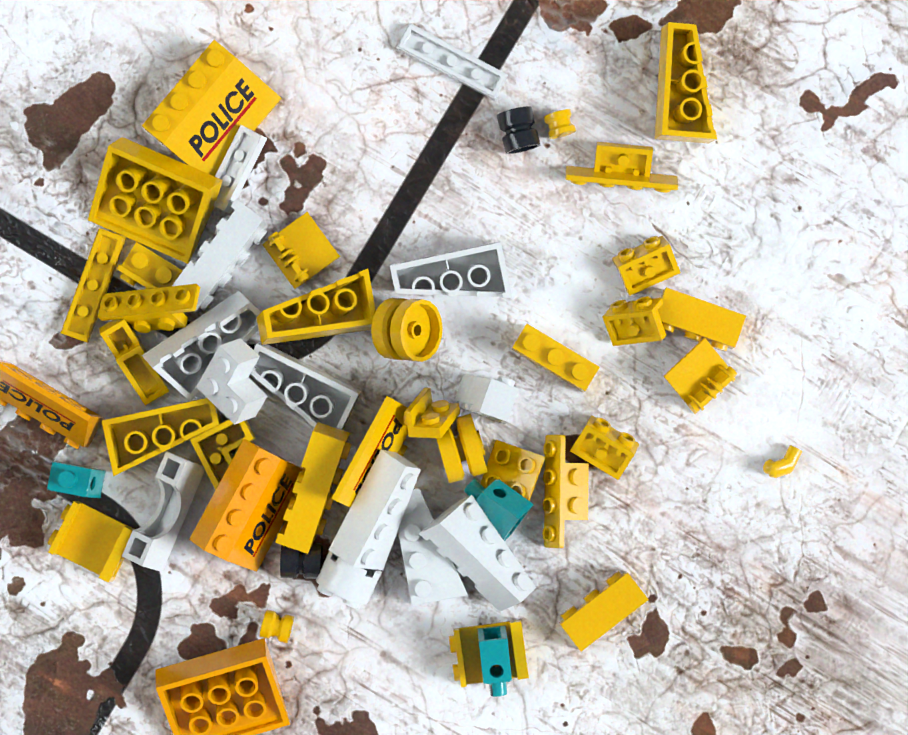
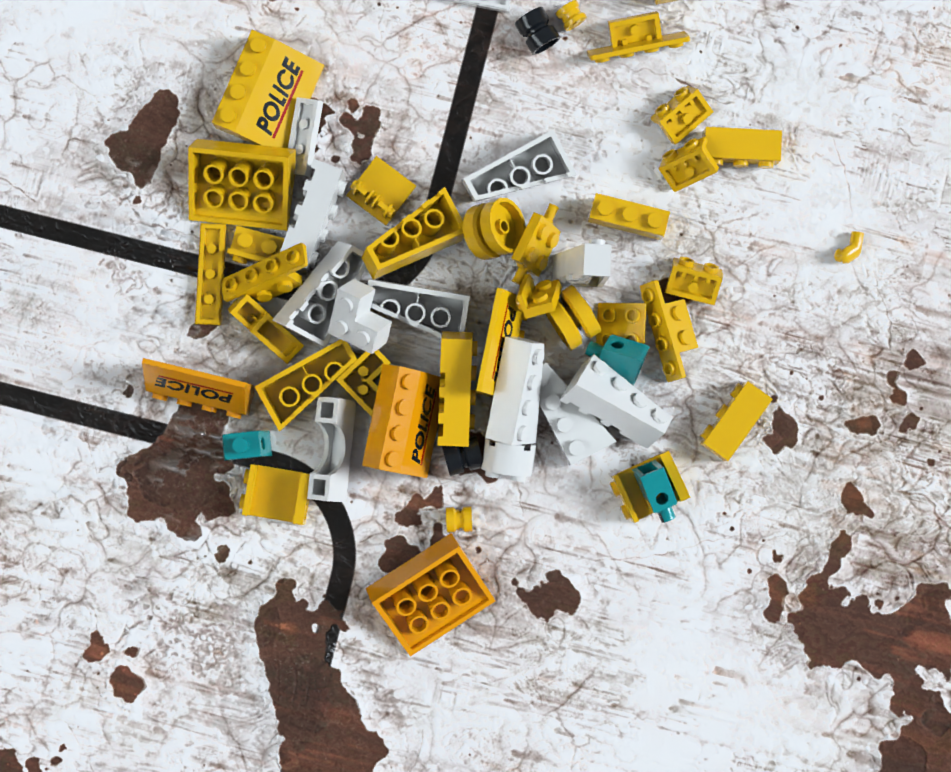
camera: 25 degrees left, 0 degrees up
(447, 358) = (536, 244): none -> yellow plate
(700, 376) = (758, 194): yellow hinge -> none

